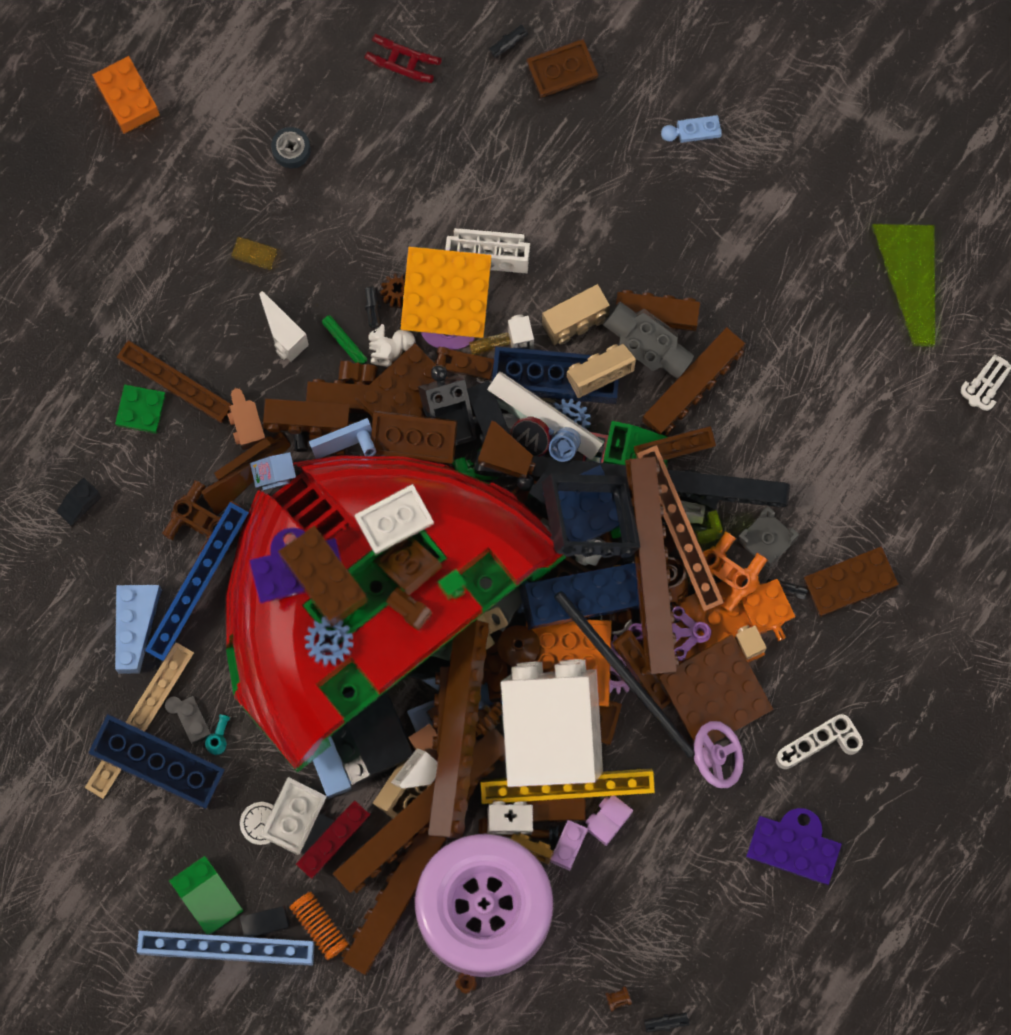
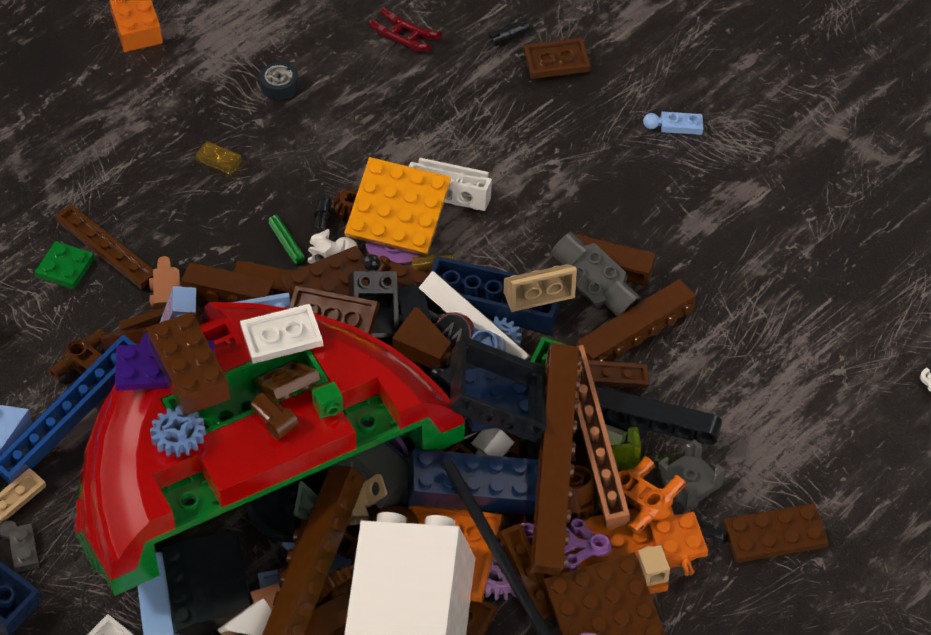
camera: 10 degrees right, 25 degrees down
(220, 748) = (45, 577): teal bar -> none
(287, 335) = (229, 216): white slope -> none
(357, 372) = (289, 261): reddish brown leg -> none
(520, 332) = (465, 246): white brick -> none
(575, 315) = (524, 245): tan brick -> none
(911, 269) = (880, 266): clear neon green wing -> none

